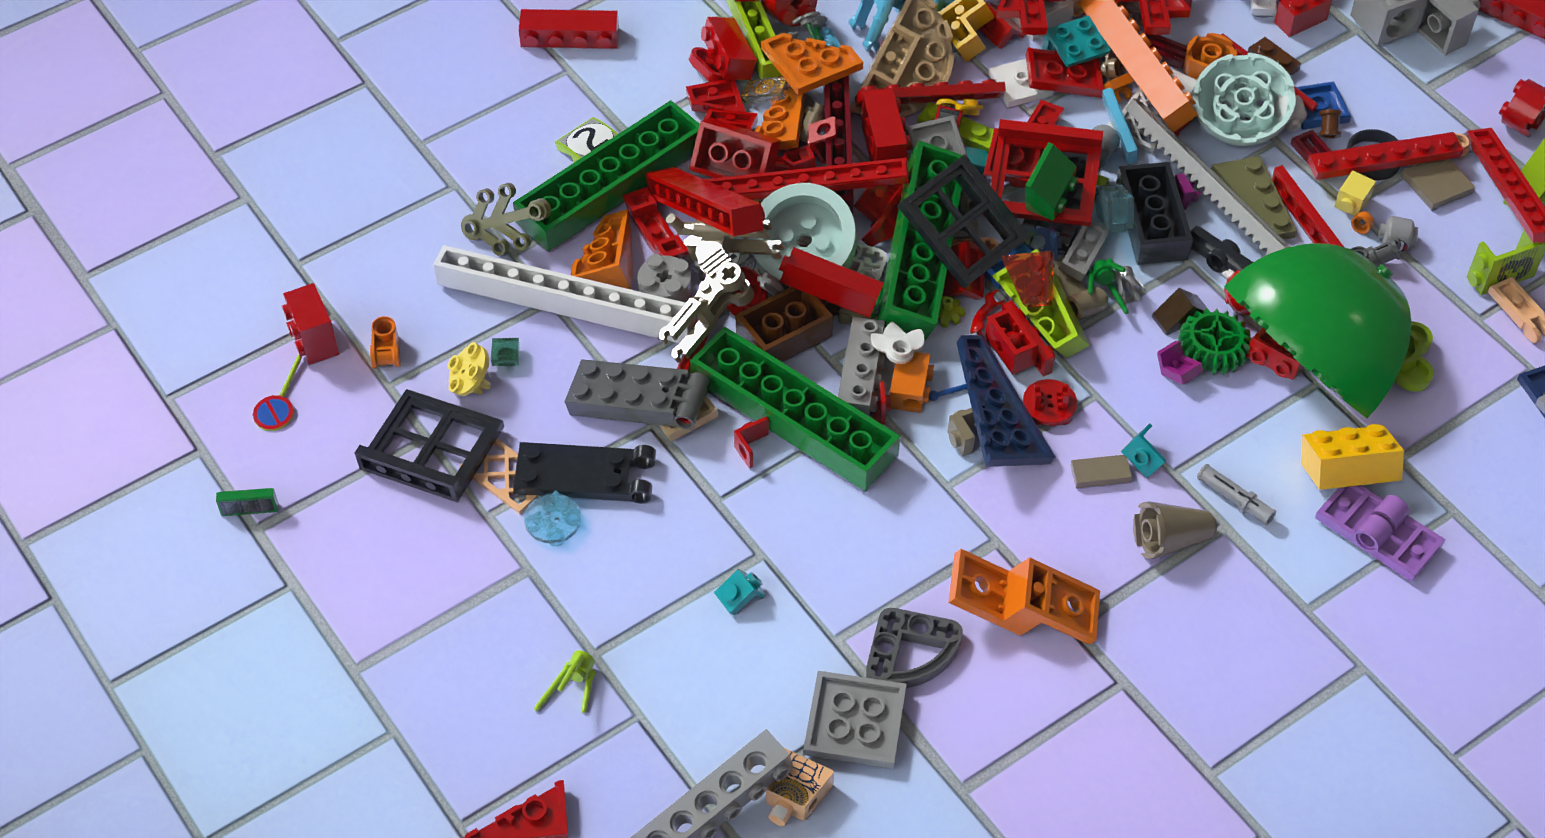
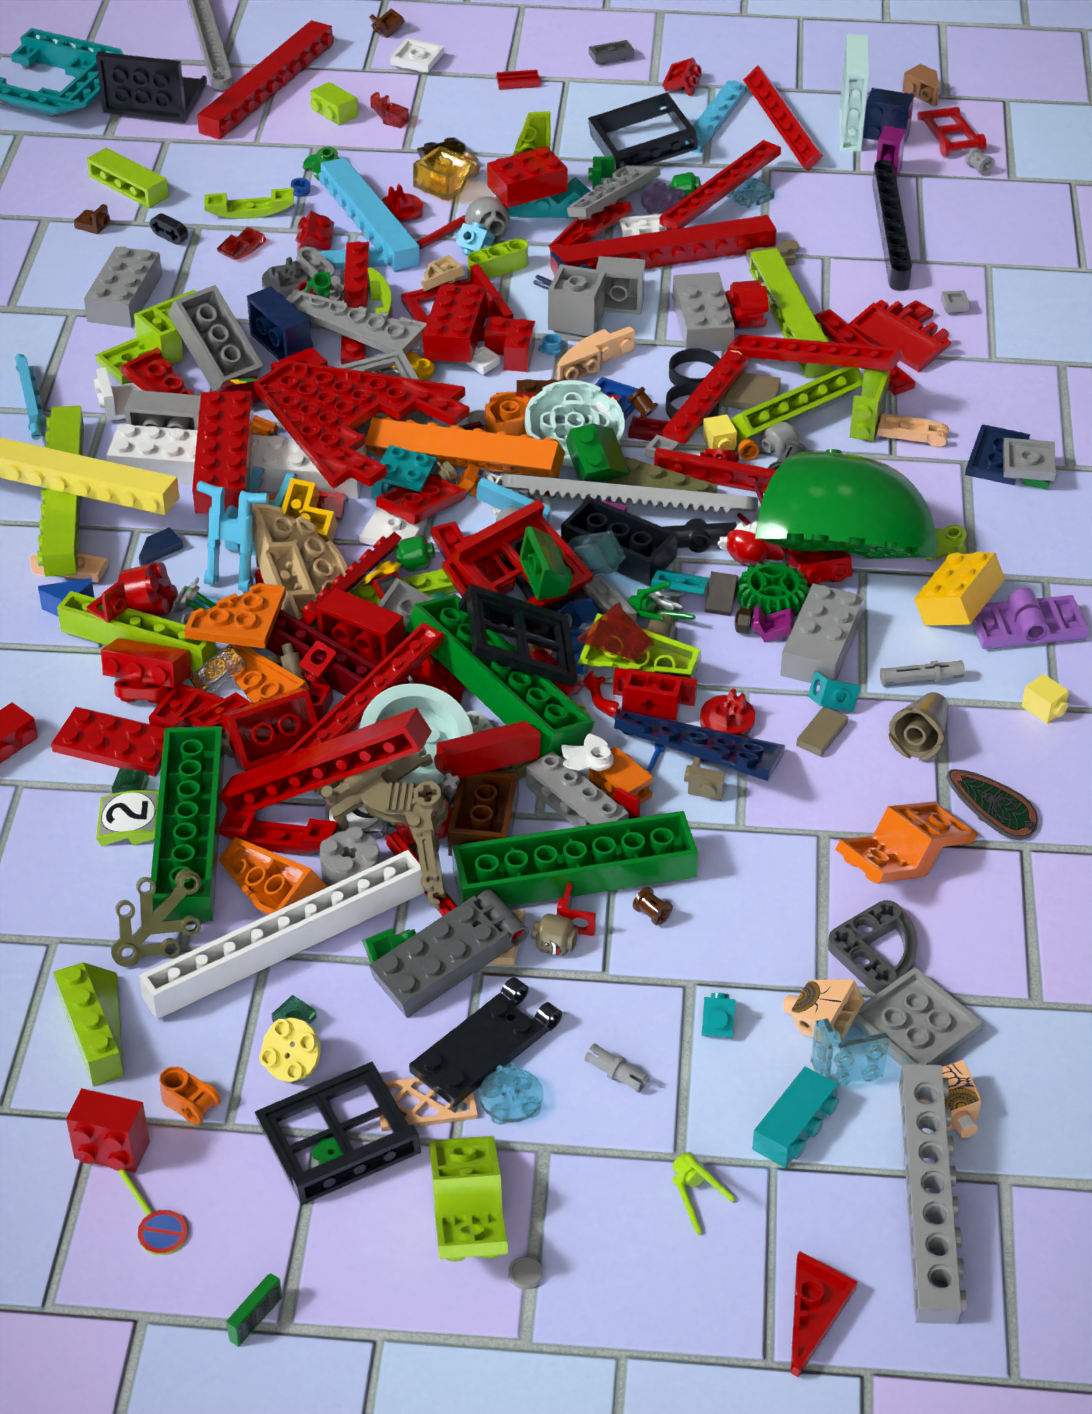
camera: 50 degrees left, 10 degrees down
(400, 251) = (92, 1011): none -> lime wedge
(409, 449) = (326, 1150): none -> green plant
(411, 630) = (525, 1273): none -> light grey piece
(428, 551) = (467, 1198): none -> lime bracket
(615, 353) = (384, 942): none -> green plate
(621, 120) = (130, 780): none -> clear green plate
(632, 562) = (616, 1067): none -> light grey pin
(649, 81) = (111, 741): none -> red plate
(686, 699) = (795, 1117): none -> teal brick
(719, 444) = (555, 934): none -> dark tan head
(760, 698) = (848, 1060): none -> clear light blue bracket
(802, 652) = (825, 999): none -> light nougat torso
(804, 482) = (652, 906): none -> reddish brown bush
(1004, 107) = (415, 553): none -> green head
(1136, 632) = (995, 804): none -> shield
(1151, 278) = (682, 582): none -> teal slope
(1159, 342) = (743, 620): none -> dark brown tile
(1200, 403) = (822, 634): none -> light grey brick
(1225, 134) = (596, 453): none -> green slope
(1298, 169) = (660, 442): none -> light grey plate
(1298, 594) = (1045, 698): none -> light yellow brick
(1329, 209) = (728, 455): none -> red gear
(1333, 28) = (552, 344): none -> dark azure plate
(1354, 55) = (597, 348): none -> light nougat slope
(1407, 418) = (950, 544): none -> lime plate
(1420, 112) = (690, 355): none -> black tyre
(1446, 213) = (797, 402): none -> lime brick
(1485, 86) = (702, 311): none -> light grey brick

